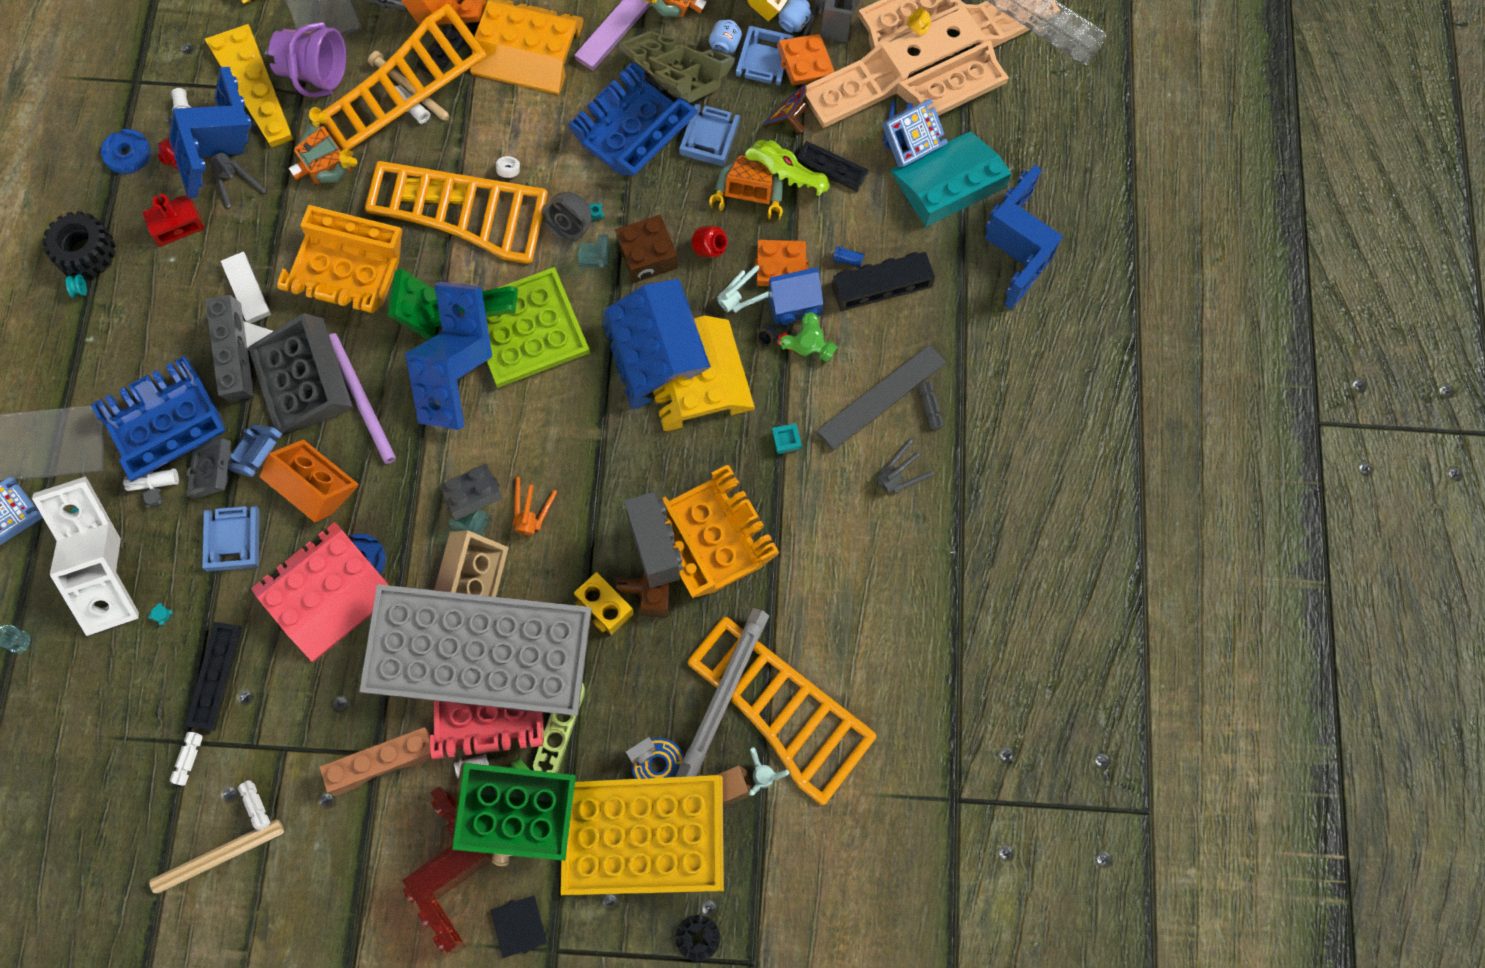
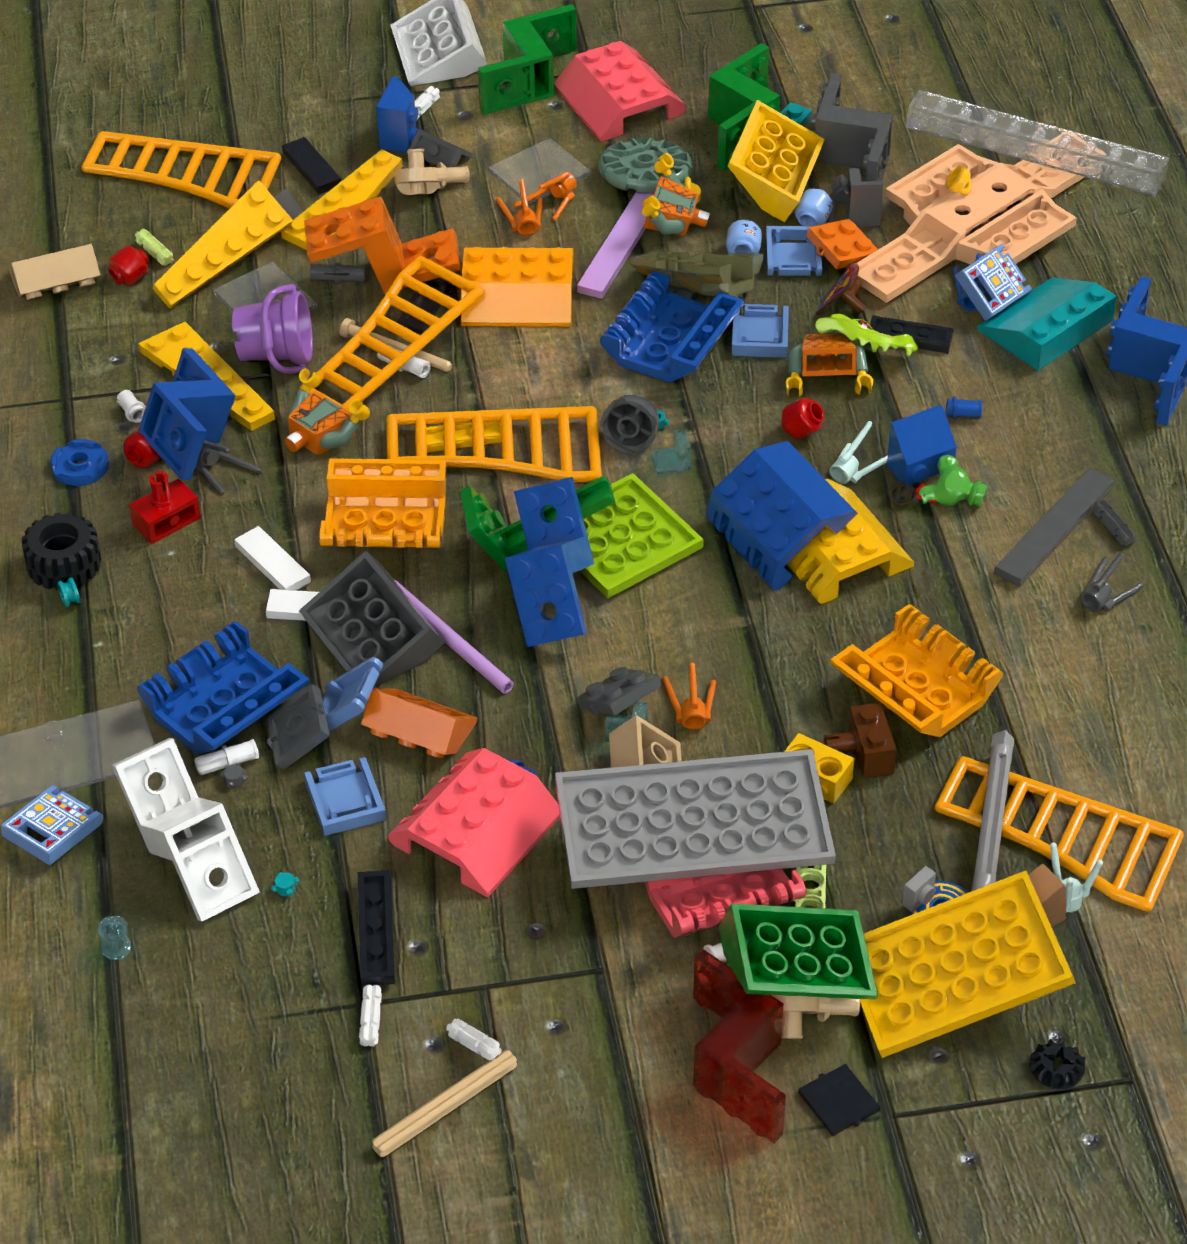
camera: 10 degrees left, 25 degrees down
(229, 348) = (281, 610): dark grey brick -> none
(362, 766) = (579, 981): nougat arch -> none
(507, 167) = (540, 396): white tile -> none
(646, 248) = (729, 435): reddish brown brick -> none
(654, 539) = (860, 671): dark grey brick -> none
(779, 258) = (881, 417): orange plate -> none
(786, 438) = (963, 580): teal plate -> none
(882, 280) = (1012, 421): black brick -> none

